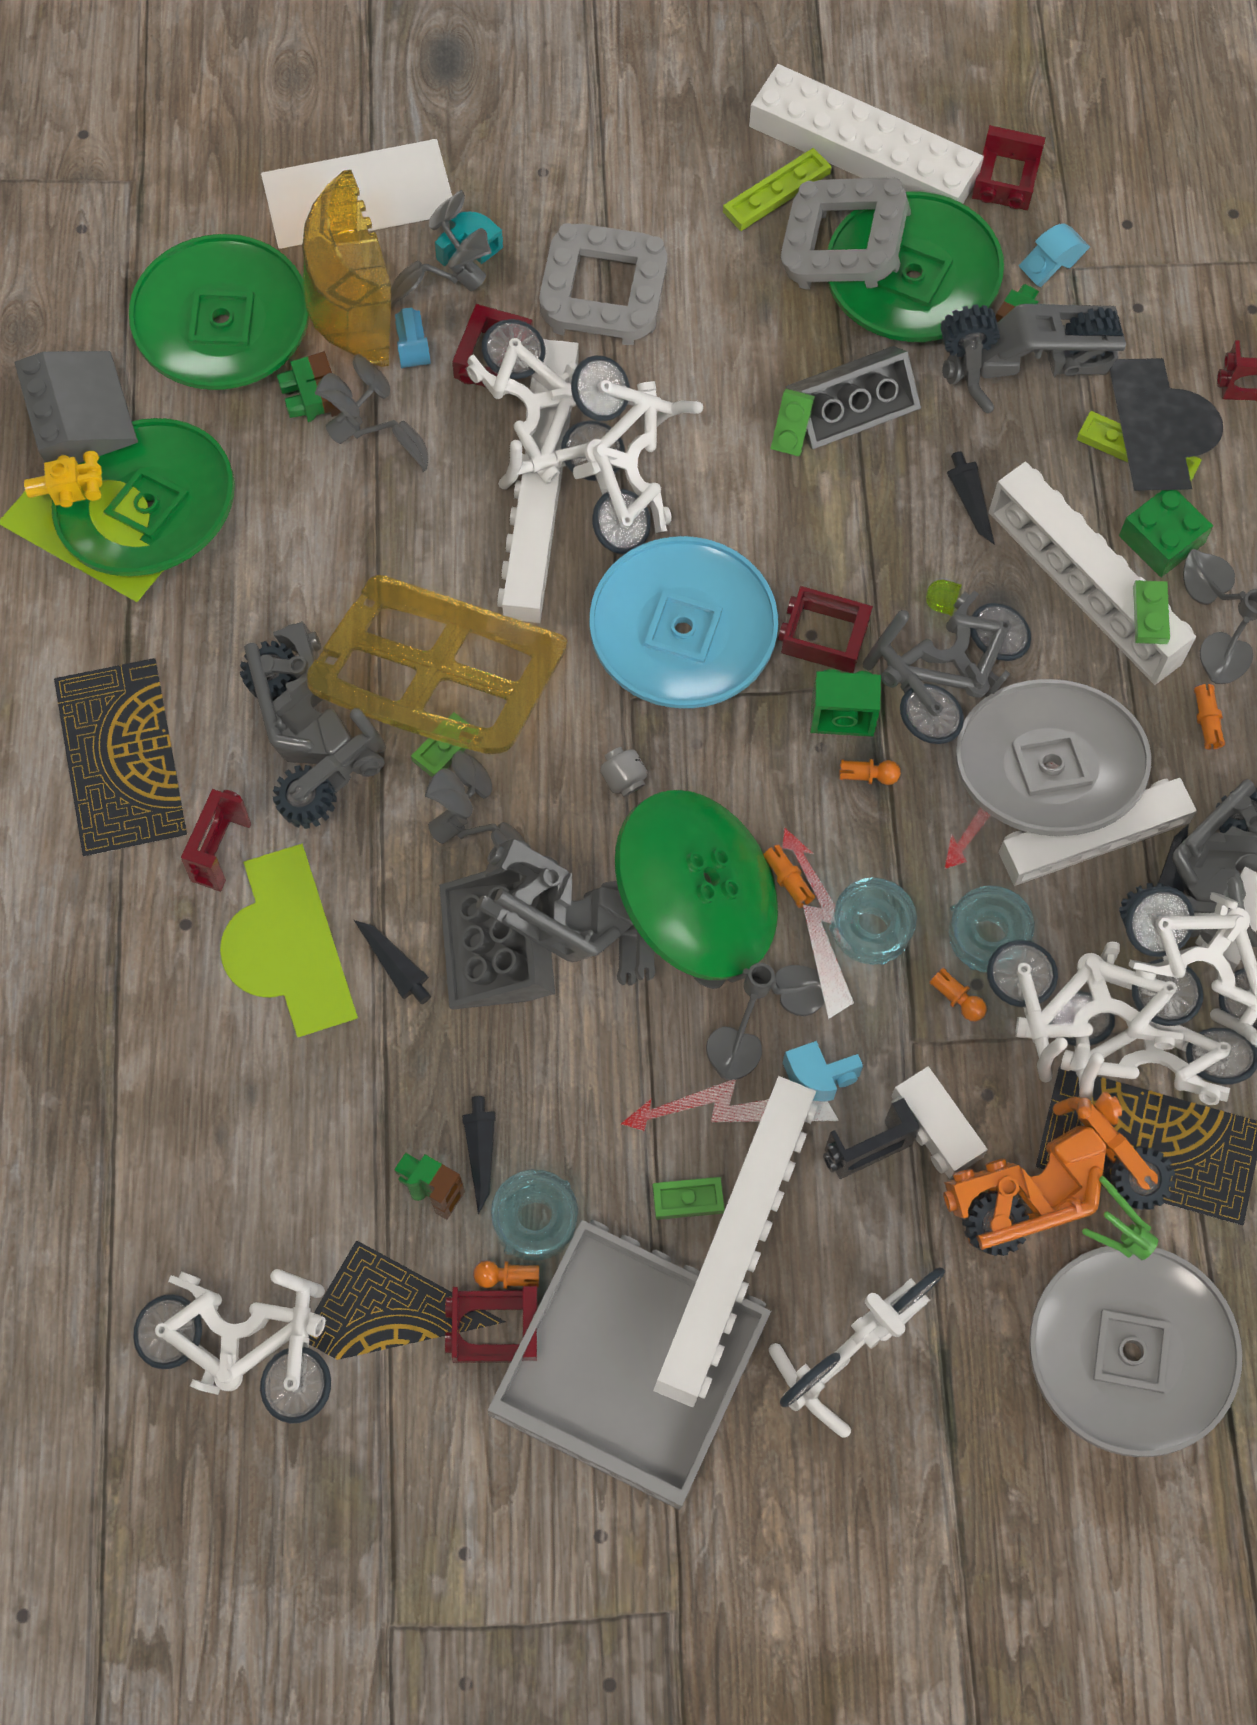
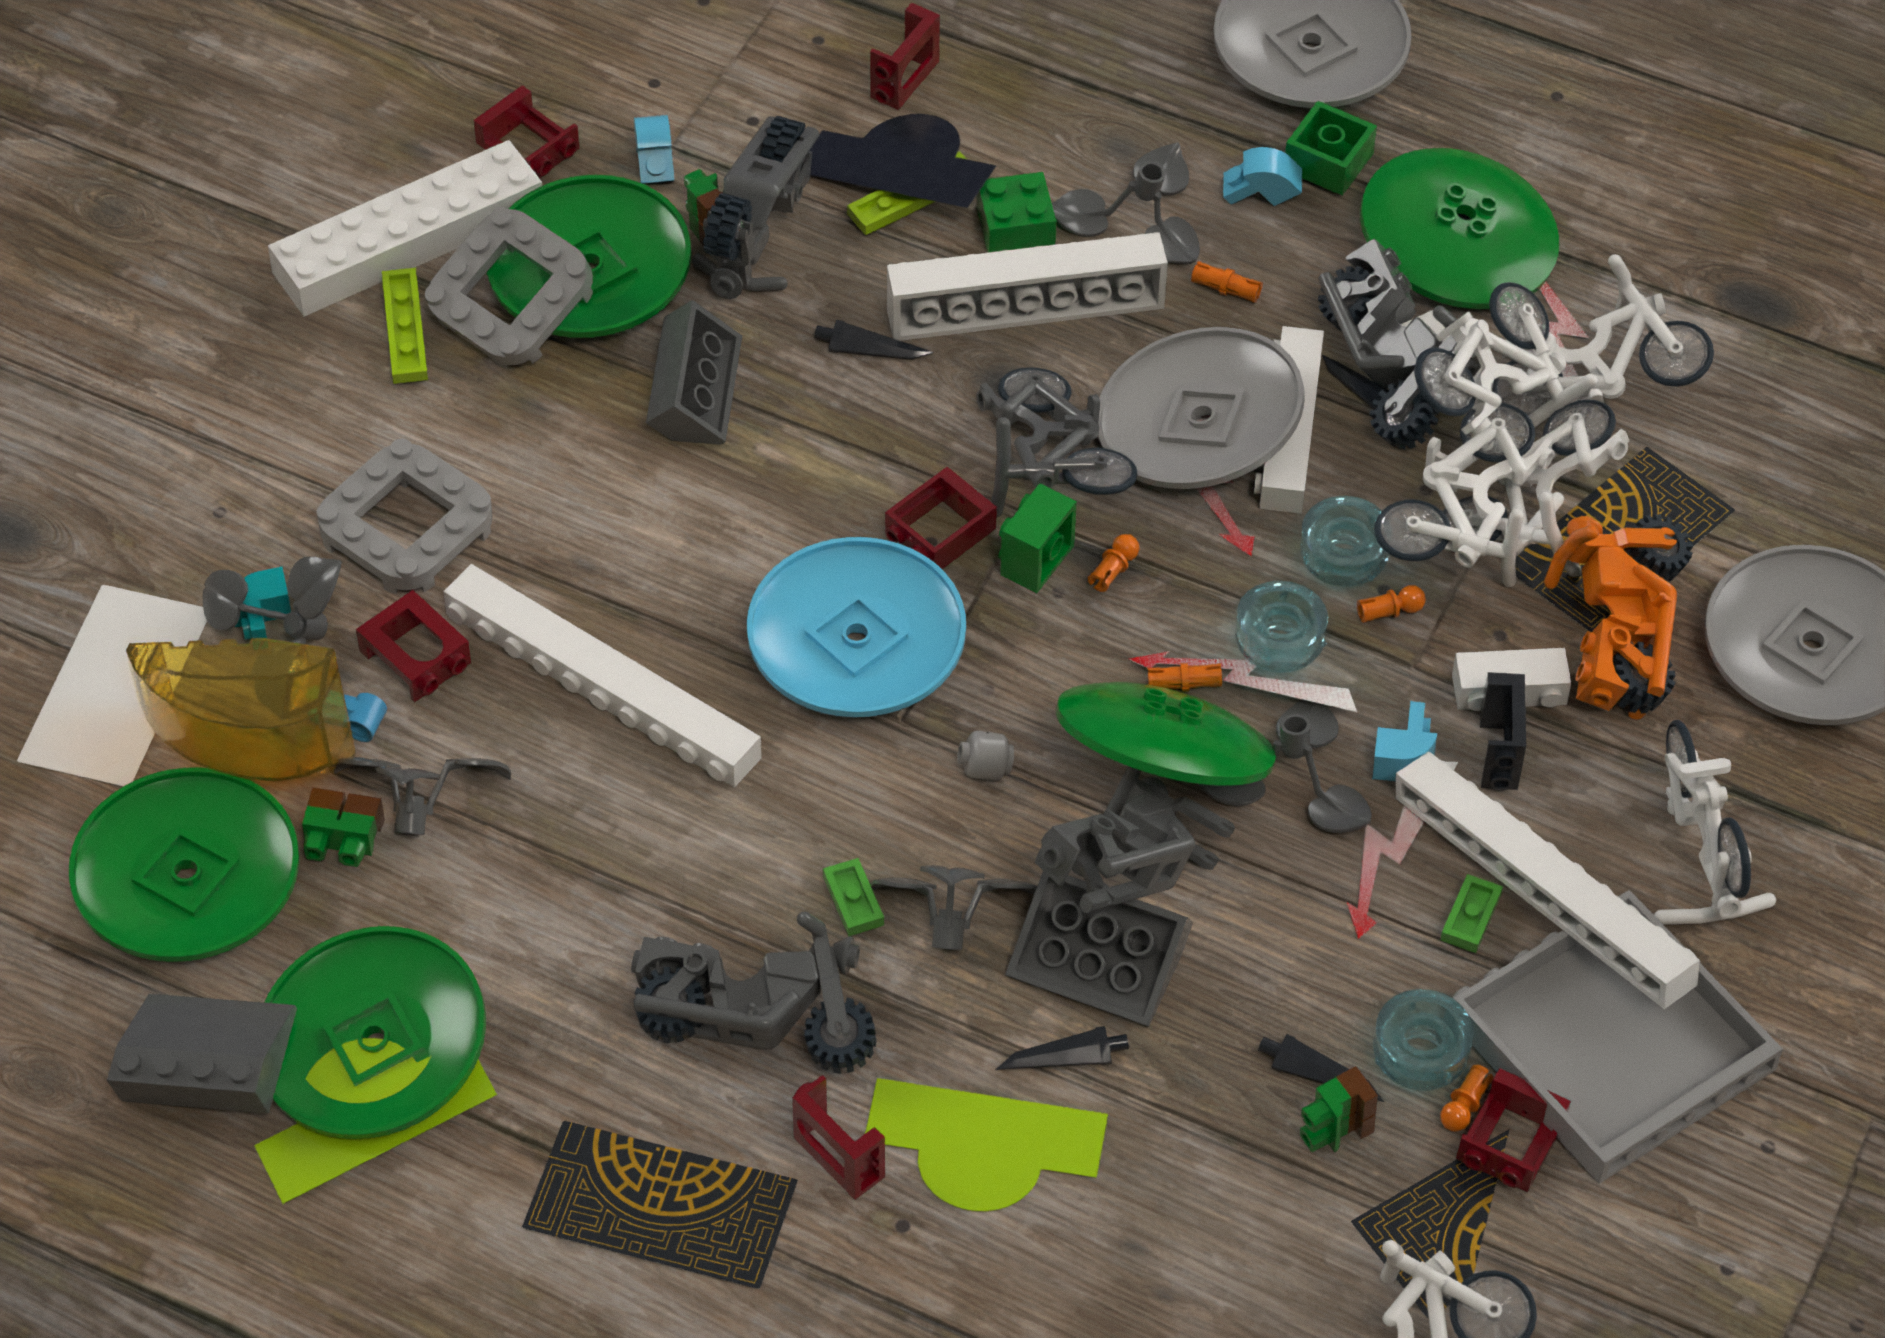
camera: 60 degrees left, 15 degrees down
(68, 480) = (304, 1088): yellow piece -> none
(437, 665) = (768, 847): clear yellow window -> none
(518, 351) = (604, 603): white piece -> none
(602, 394) = (583, 547): piece -> none
(792, 422) = (695, 434): bright green plate -> none
(942, 596) = (964, 417): clear neon green tile -> none
(1135, 1238) = (1716, 573): bright green plant -> none
(1151, 612) = (1115, 249): bright green plate -> none

